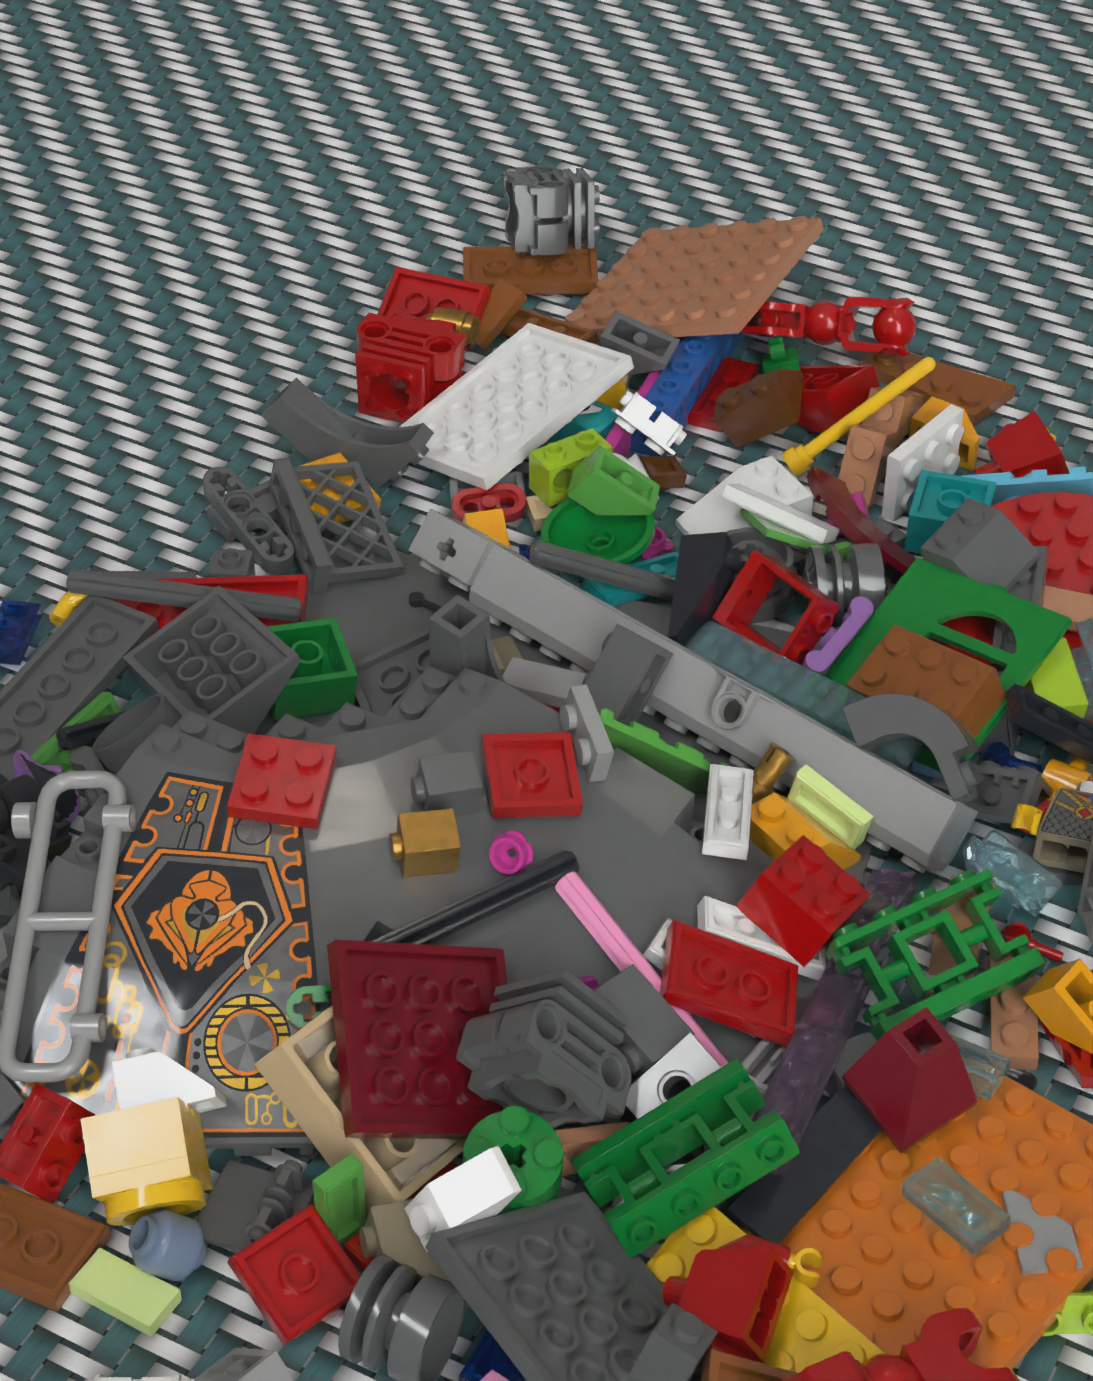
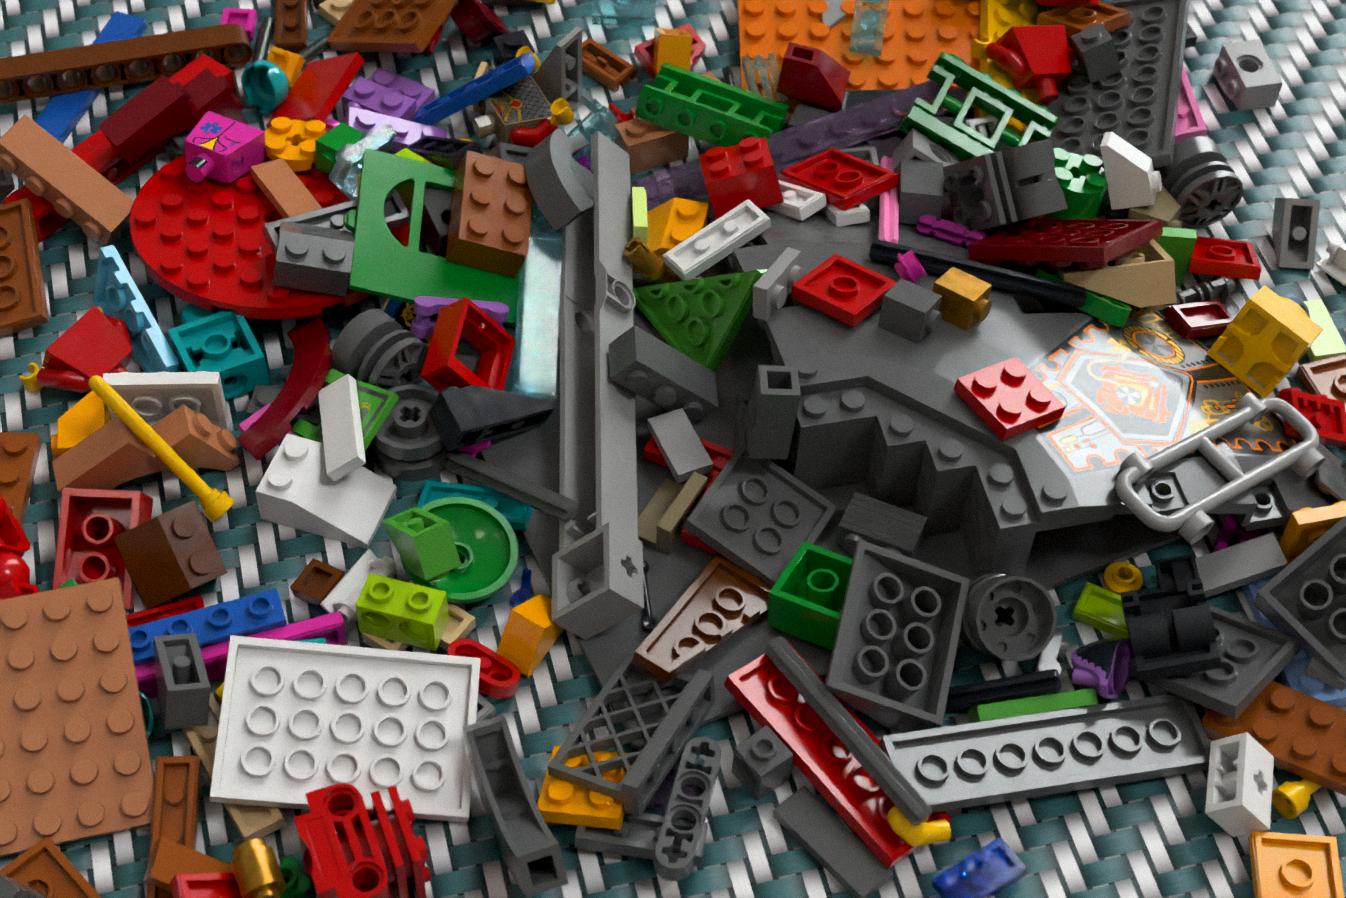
camera: 135 degrees left, 10 degrees up
(154, 1077) = (1225, 356): white slope -> none
(245, 1165) = (1198, 318): none -> dark red tile
(373, 598) = (705, 616): none -> reddish brown wing
(636, 416) = (295, 596): white hinge -> none

